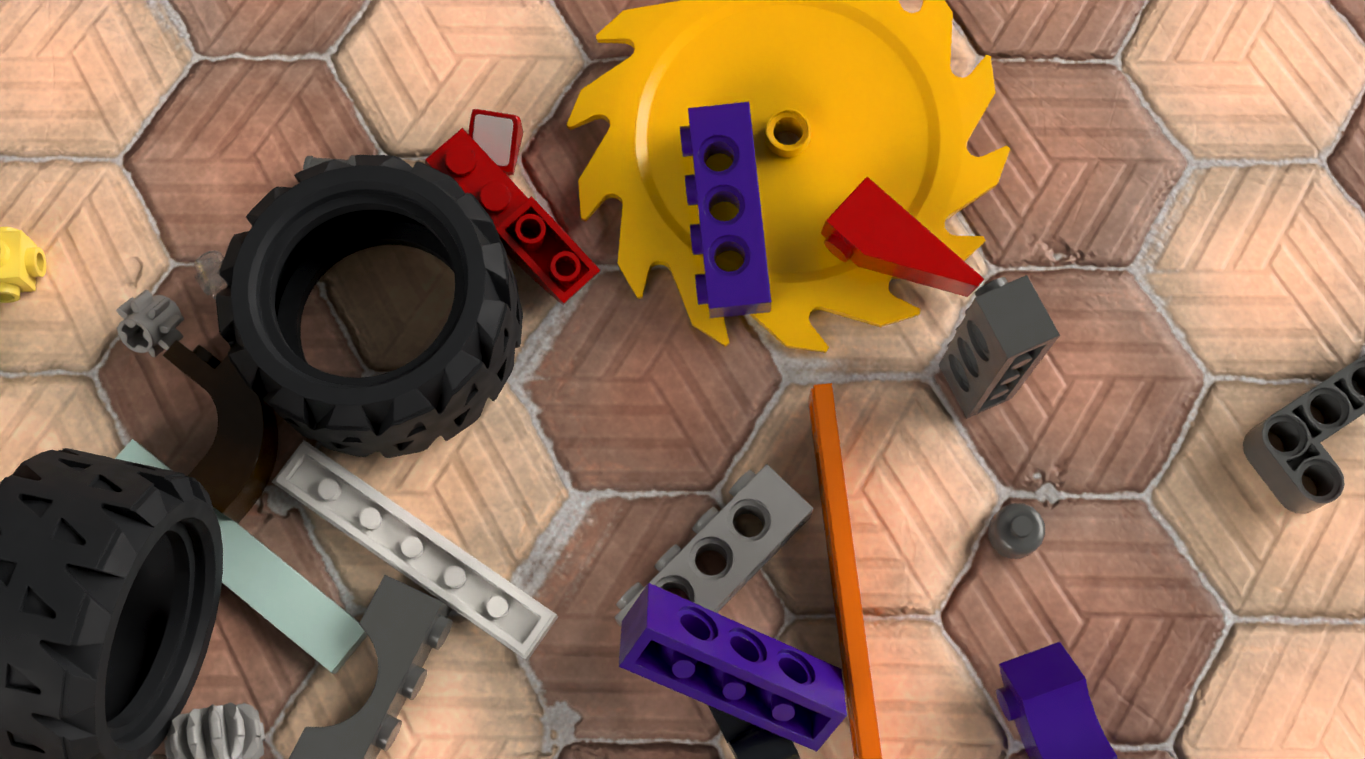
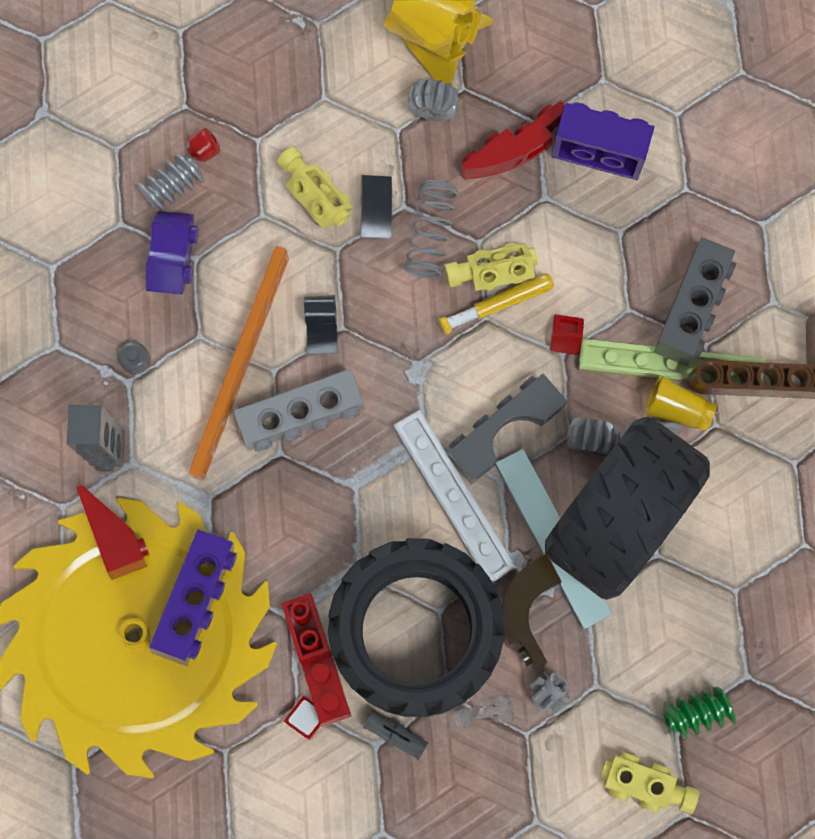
camera: 155 degrees left, 5 degrees up
(732, 667) = (316, 346): dark purple brick -> none

